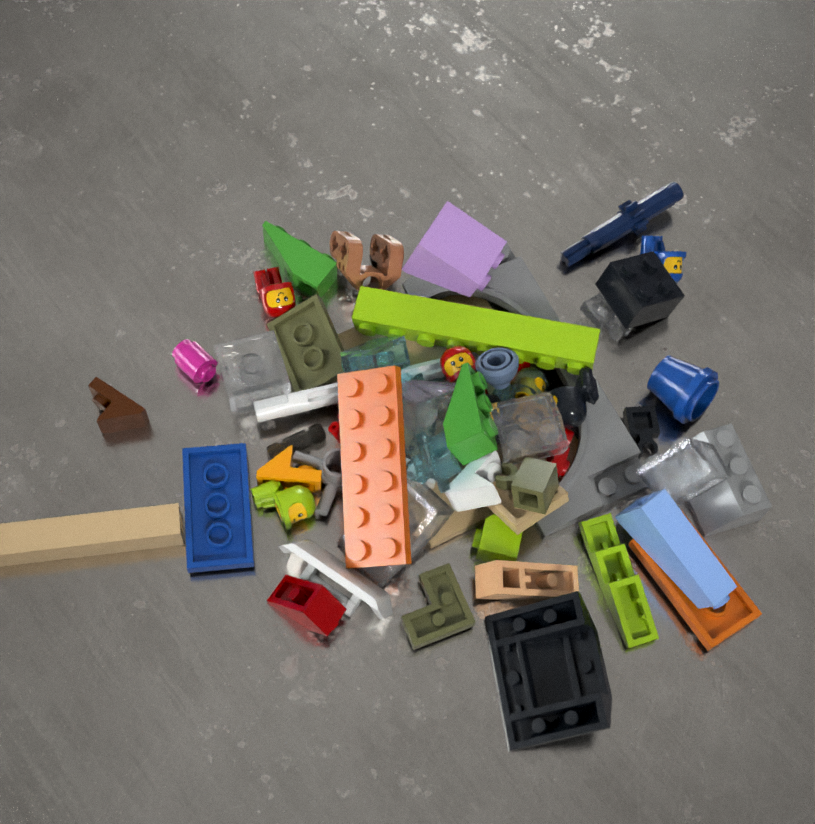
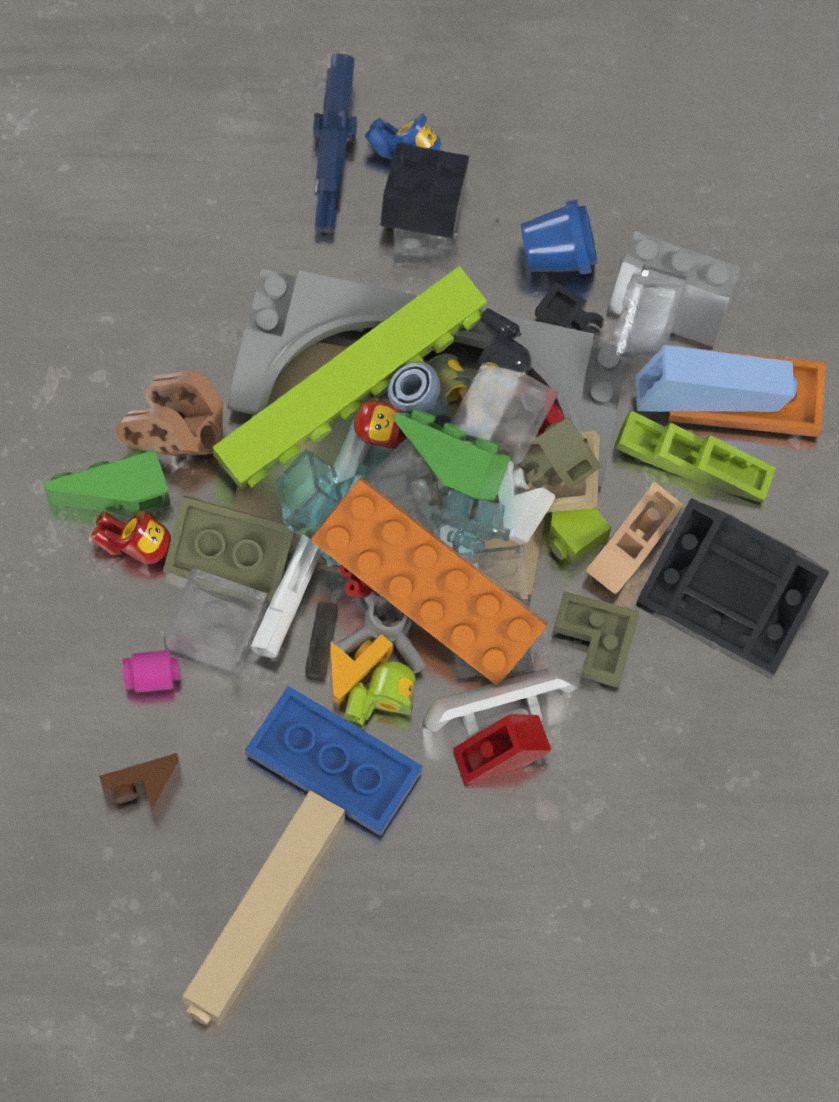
camera: 50 degrees left, 5 degrees up
(456, 252) = (253, 329): lavender slope -> none

